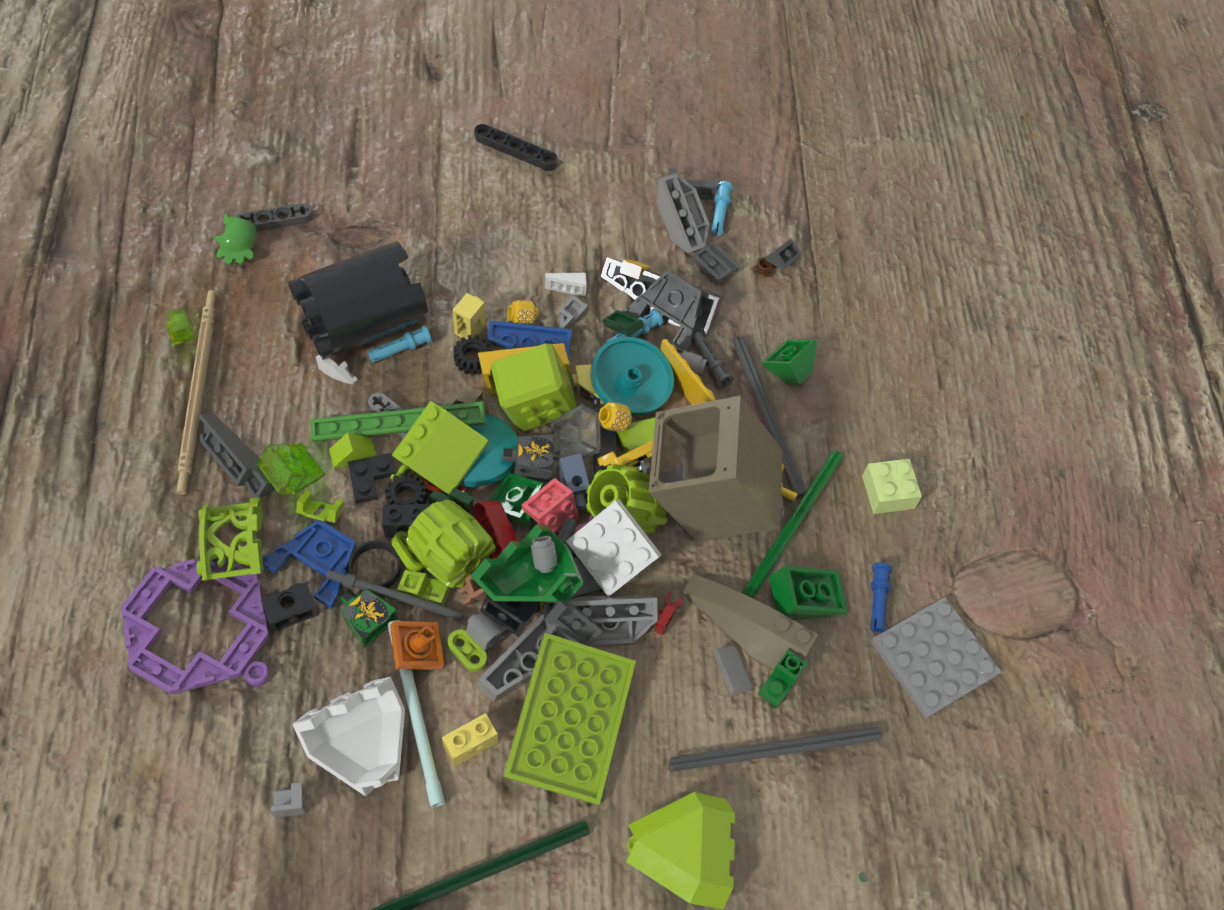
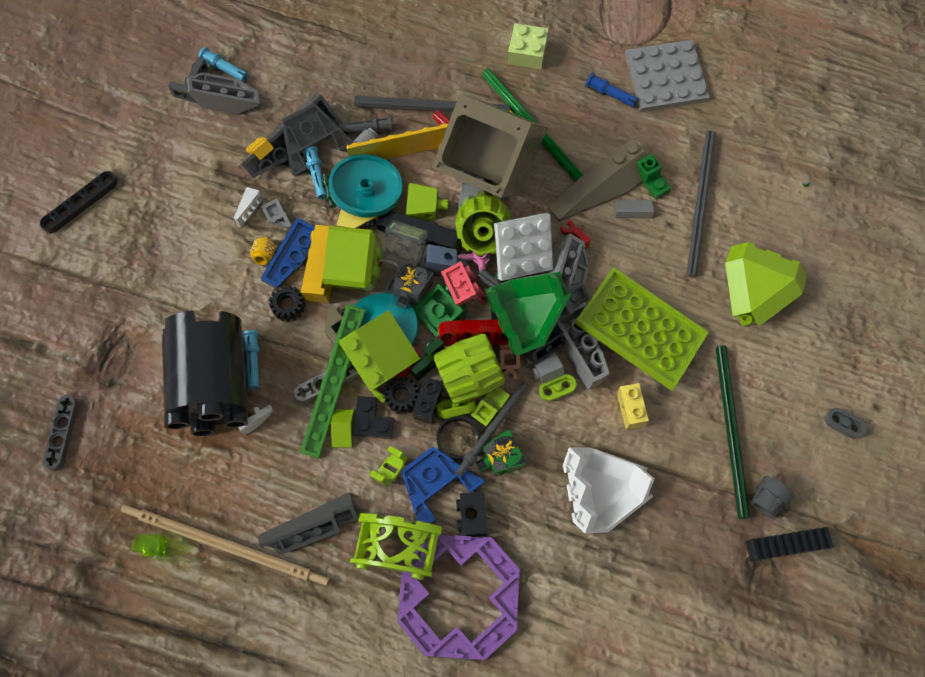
camera: 60 degrees left, 10 degrees up
(236, 240) = (78, 469): bright green piece -> none
(257, 673) = (521, 556): medium lavender tile -> none
(289, 467) = (340, 482): clear neon green slope -> none
(290, 801) = (638, 556): light grey panel -> none
(416, 645) = (542, 423): orange plate -> none
(433, 785) = (656, 445): light aqua piece -> none
(469, 316) = (253, 292): light yellow brick -> none
(544, 554) = (513, 297): light grey brick -> none
(615, 417) = (402, 208): yellow head -> none
(623, 323) = (307, 177): dark green tile -> none
(629, 458) = (444, 208): yellow plate -> none
(645, 465) = (463, 195): dark grey axle -> none
(715, 263) = (275, 89): dark grey plate -> none
(763, 267) = (292, 52): reddish brown plate -> none
(784, 255) = (290, 37): dark grey slope -> none
(792, 360) = (392, 68): green slope -> none
(807, 592) = (592, 136): green slope -> none

